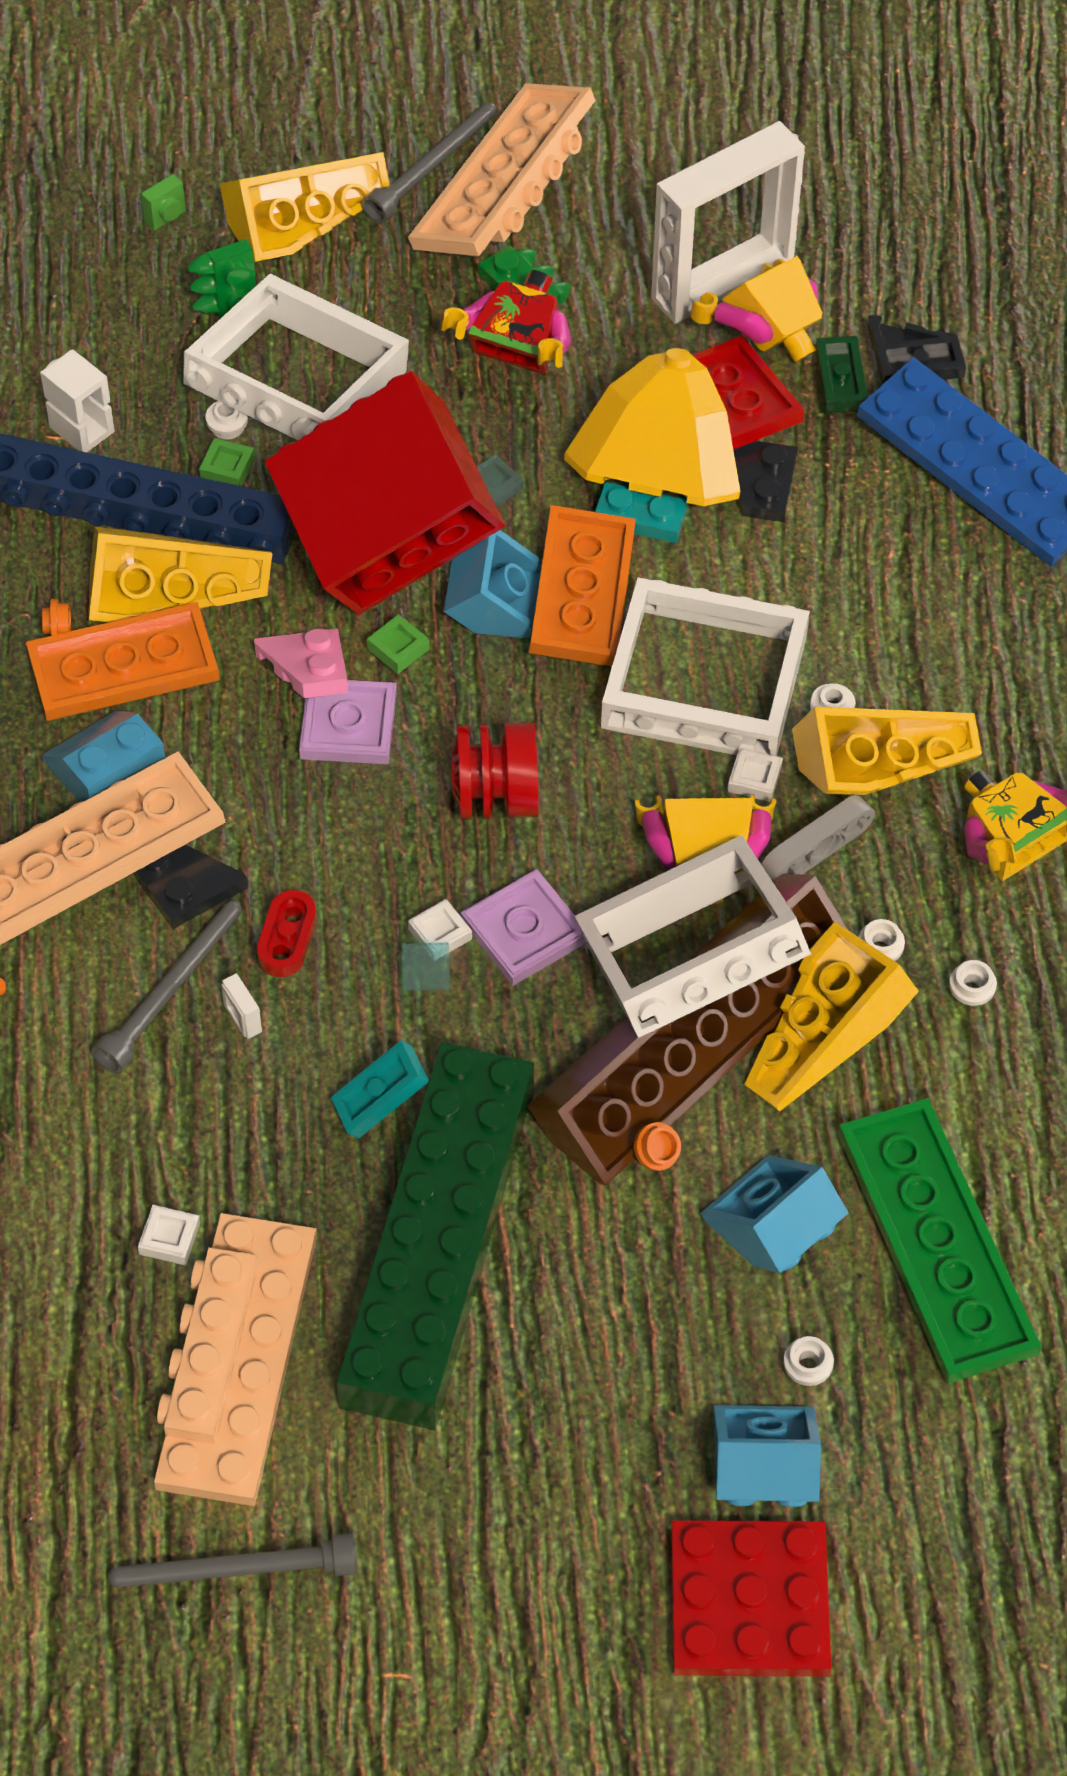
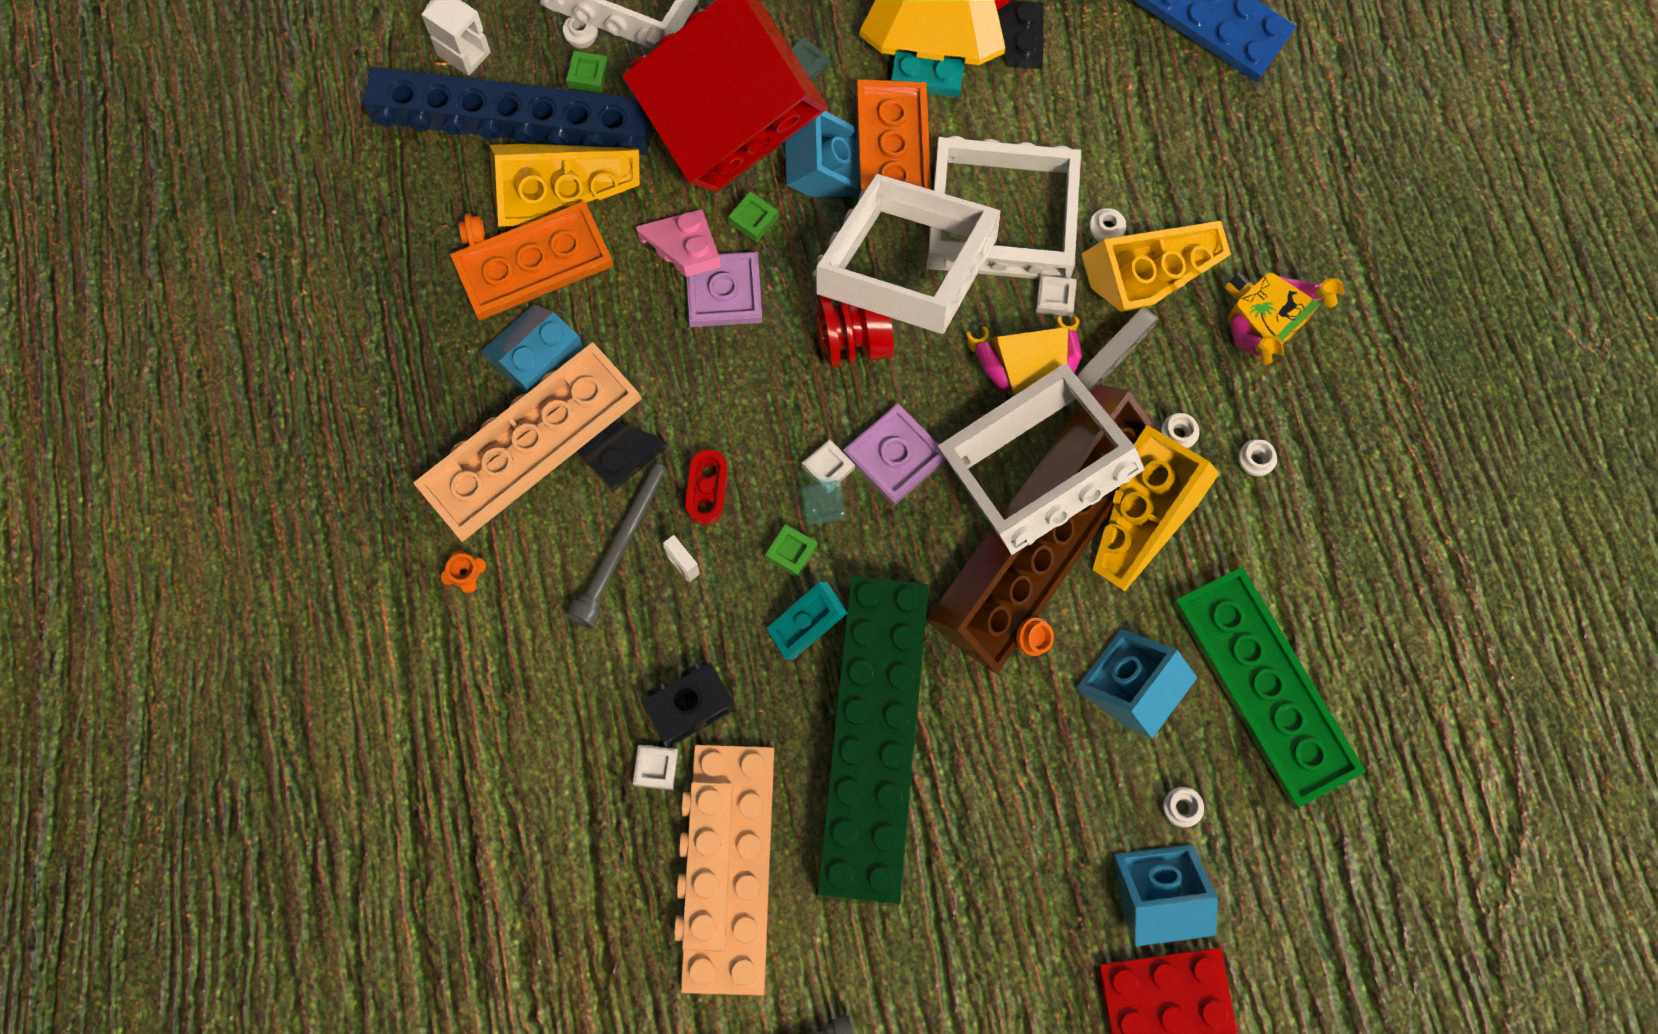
camera: 10 degrees left, 15 degrees up
(209, 1188) = (678, 725): none -> black brick
(377, 1015) = (791, 551): none -> bright green plate
(656, 670) = (918, 205): none -> white window

